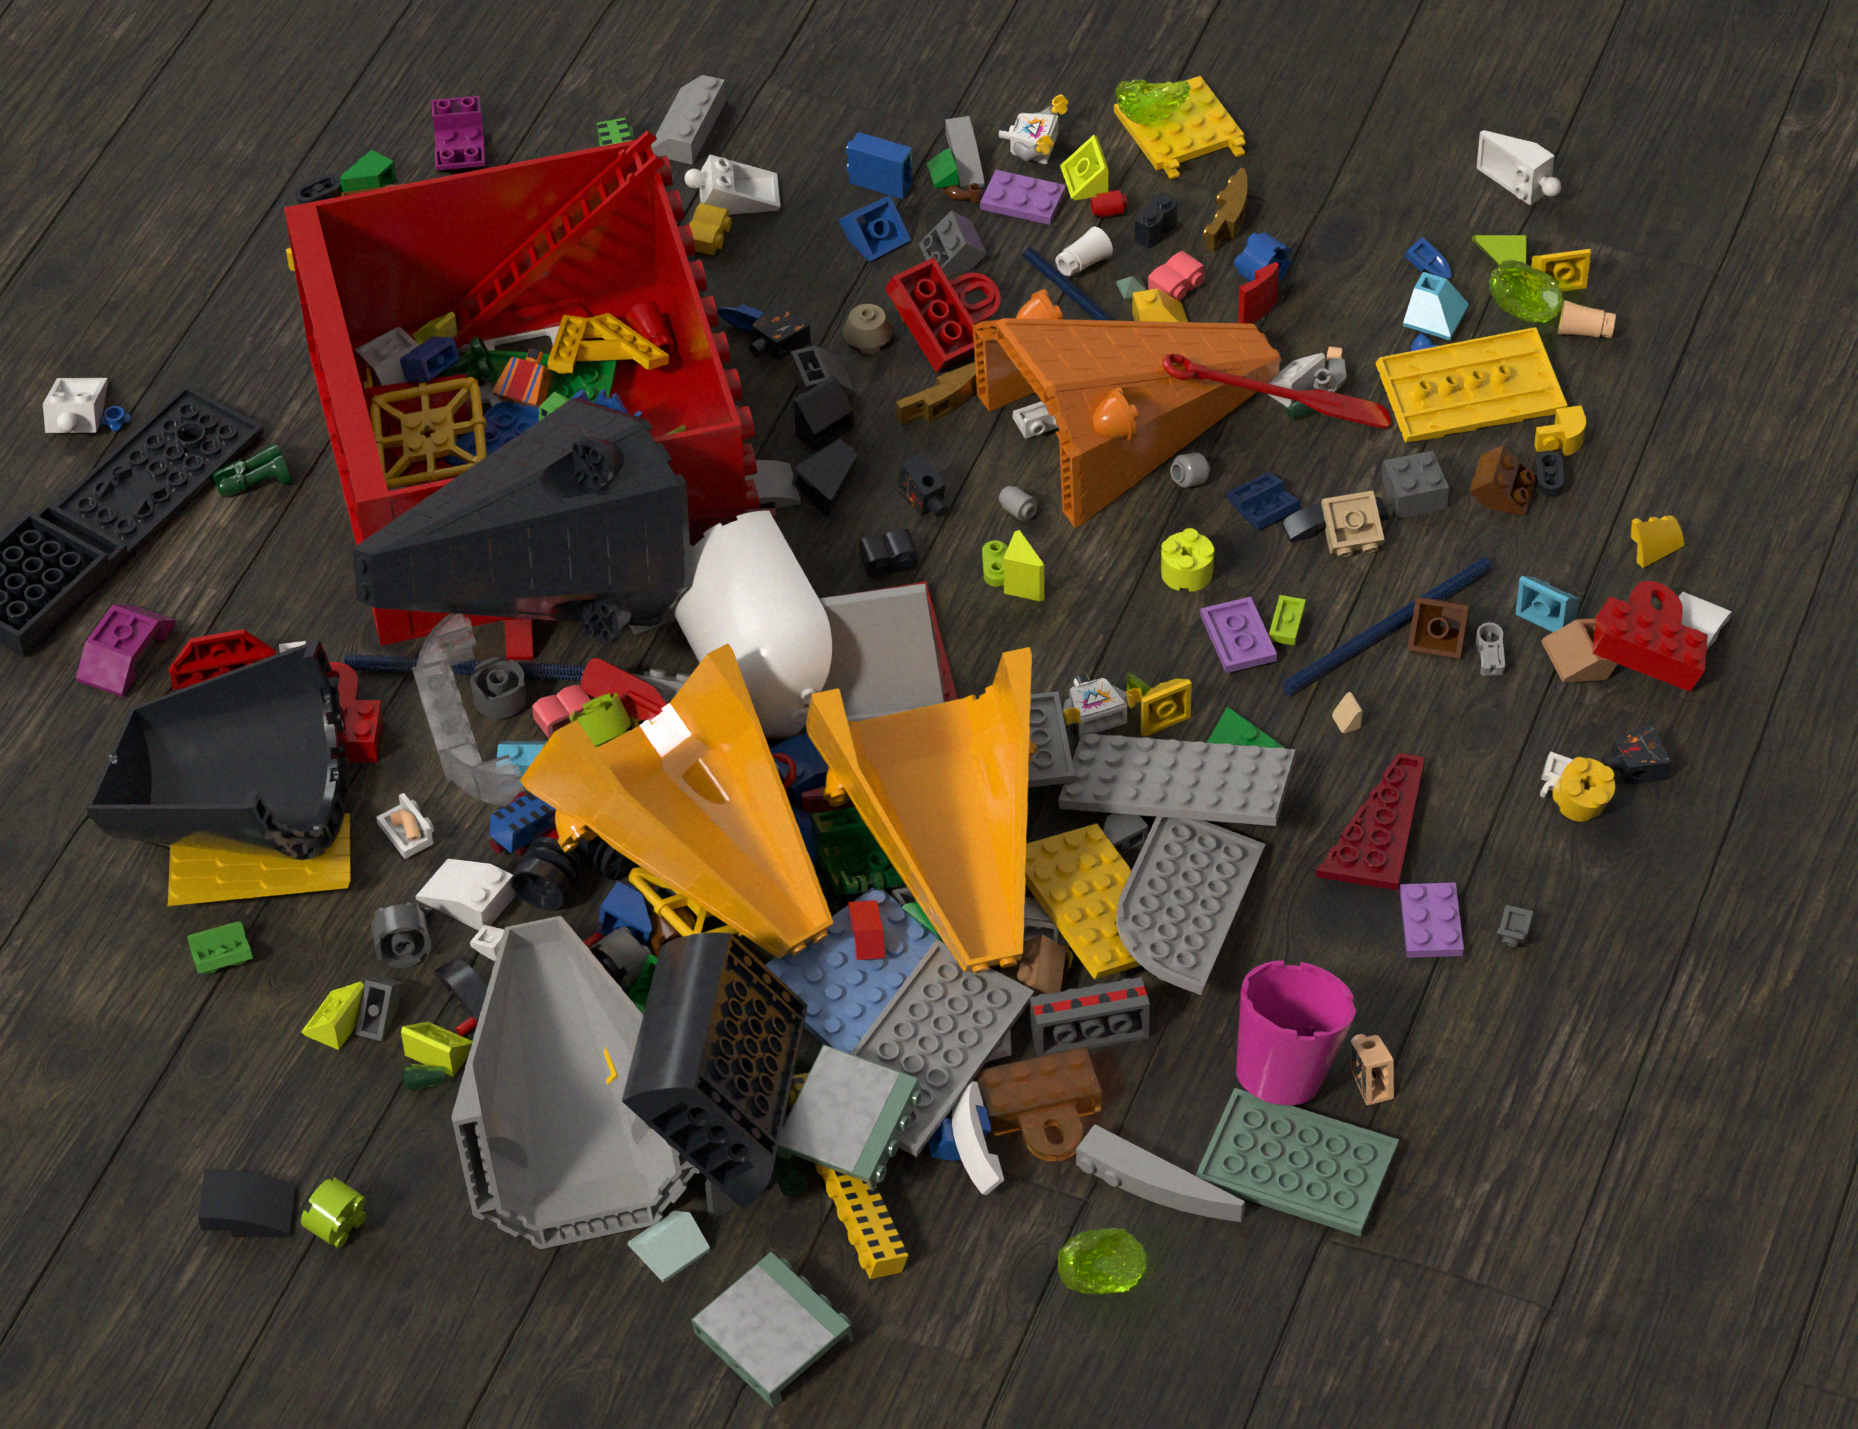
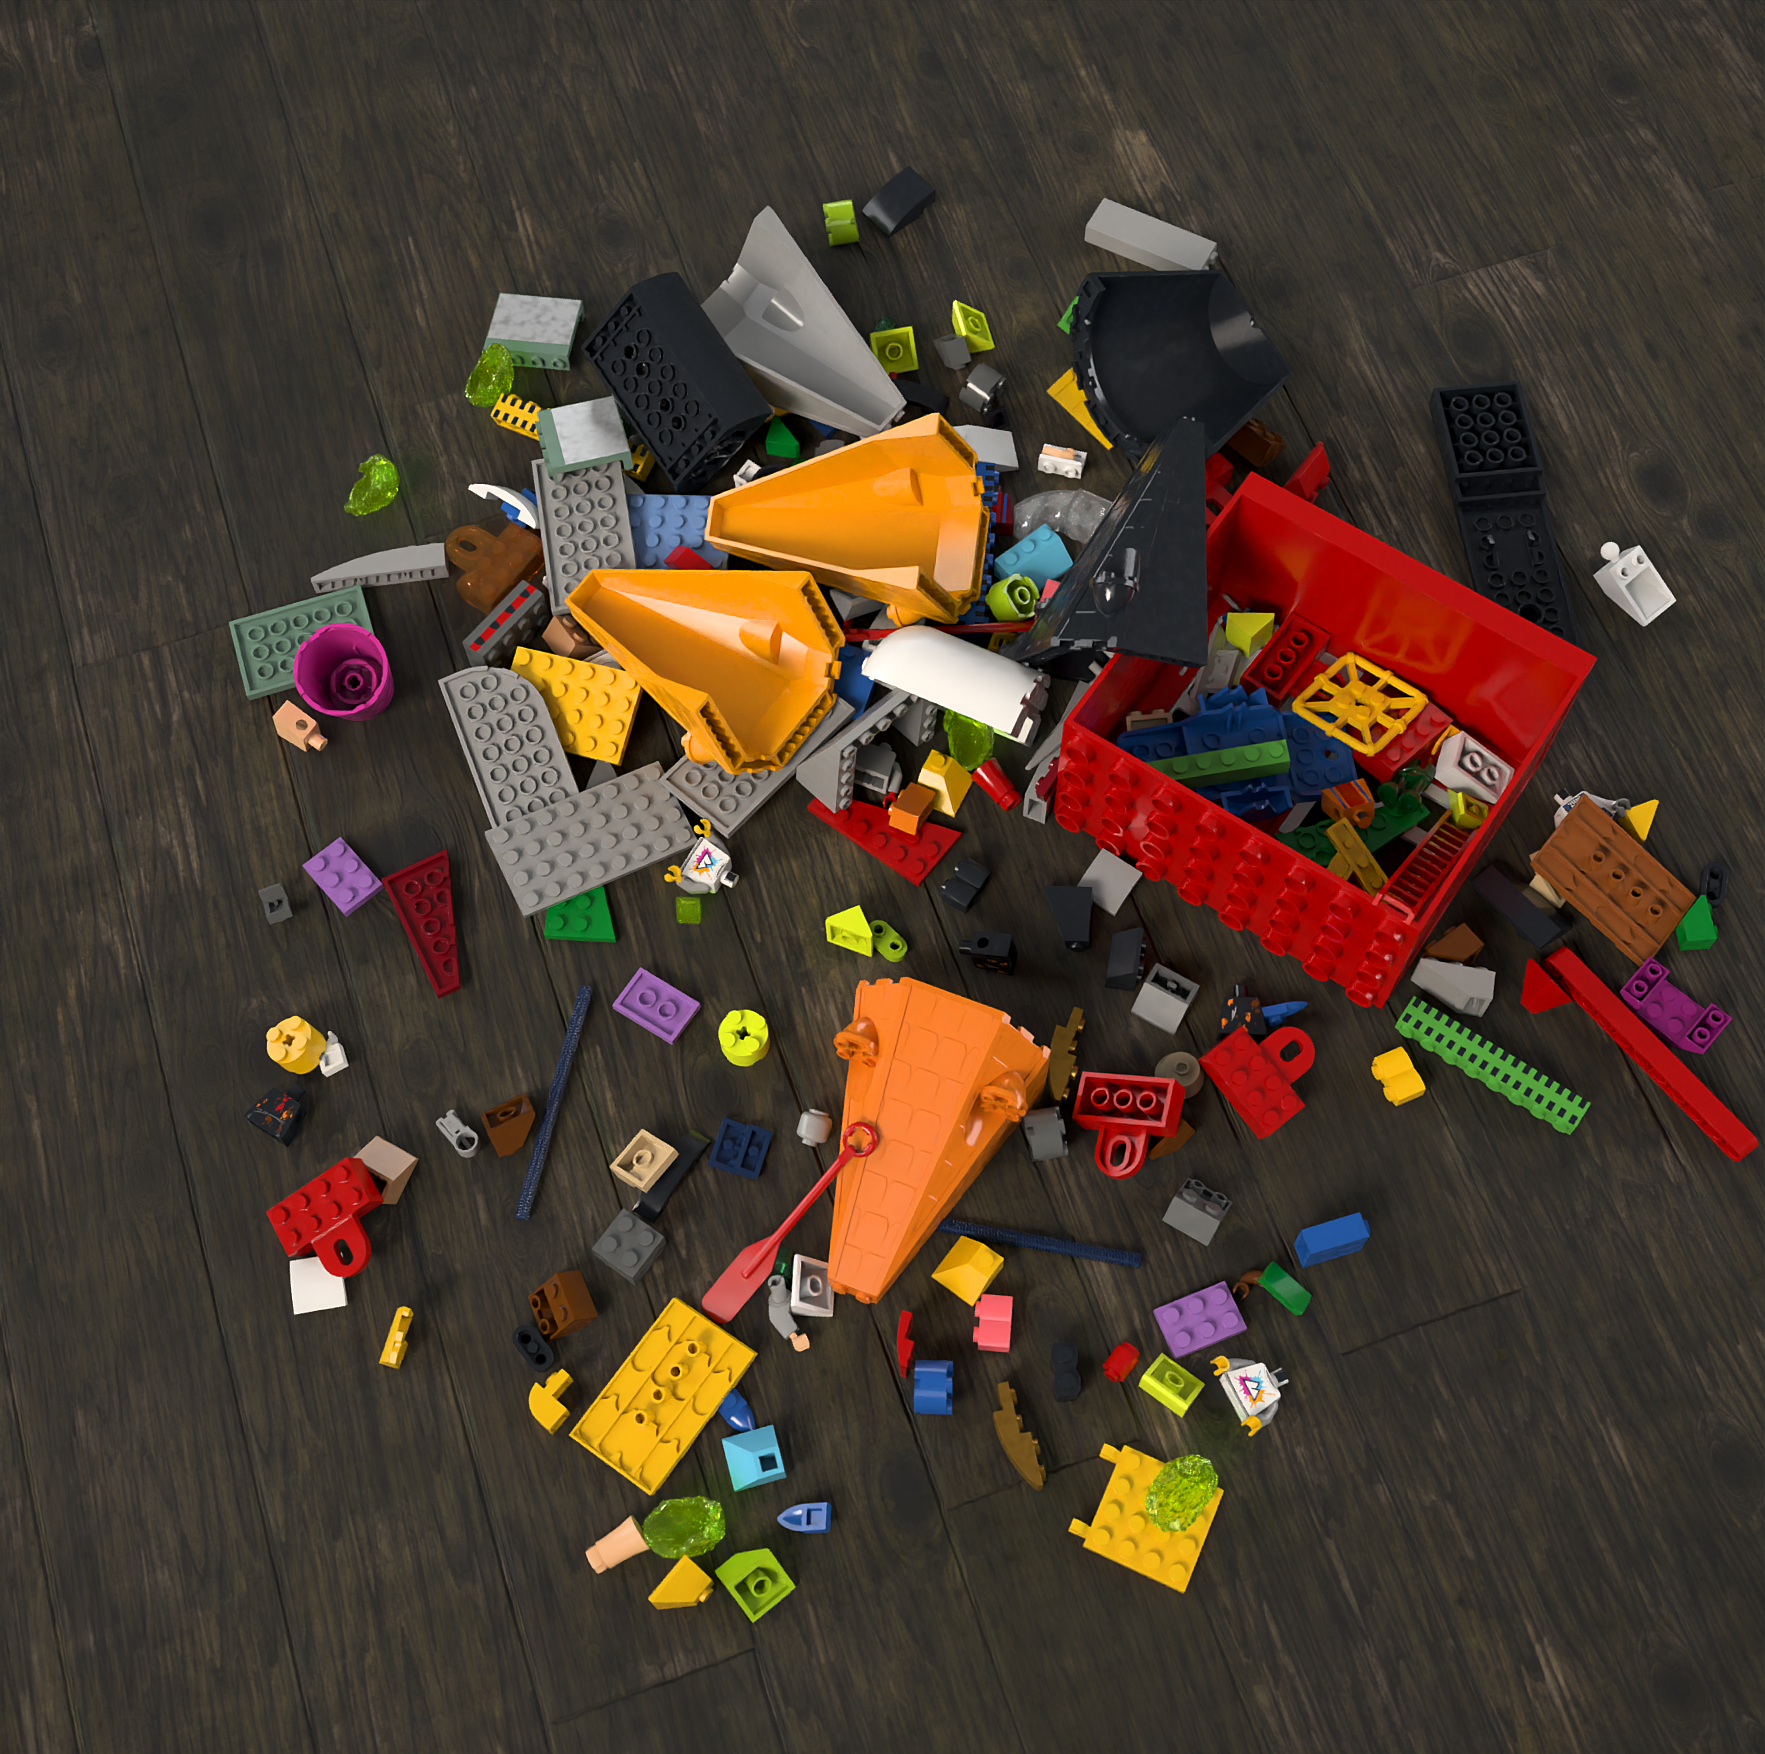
camera: 140 degrees right, 15 degrees up
(62, 977) = (1148, 239): none -> light grey brick
(115, 418) = (1597, 592): blue plate -> none
(117, 645) = (1379, 448): magenta slope -> none
(429, 359) = (1428, 757): blue brick -> none
(514, 103) = (1650, 1054): none -> red beam
(690, 119) = (1534, 1179): light grey slope -> none
(735, 186) = (1418, 1141): white slope -> none
(819, 278) = (1257, 1077): none -> red brick
(866, 1289) = (490, 376): none -> clear neon green hair
(875, 228) = (1274, 1177): blue slope -> none
(964, 151) = (1286, 1322): light grey slope -> none
(1084, 252) = (1088, 1284): white plant -> none
(1130, 285) = (1025, 1291): sand green slope -> none
(1165, 706) = (654, 899): yellow slope -> none
(1287, 620) = (631, 1046): lime plate -> none
(1348, 714) = (522, 997): tan slope -> none
(1517, 166) = (798, 1691): white slope -> none
(1545, 604) = (439, 1202): medium azure slope -> none

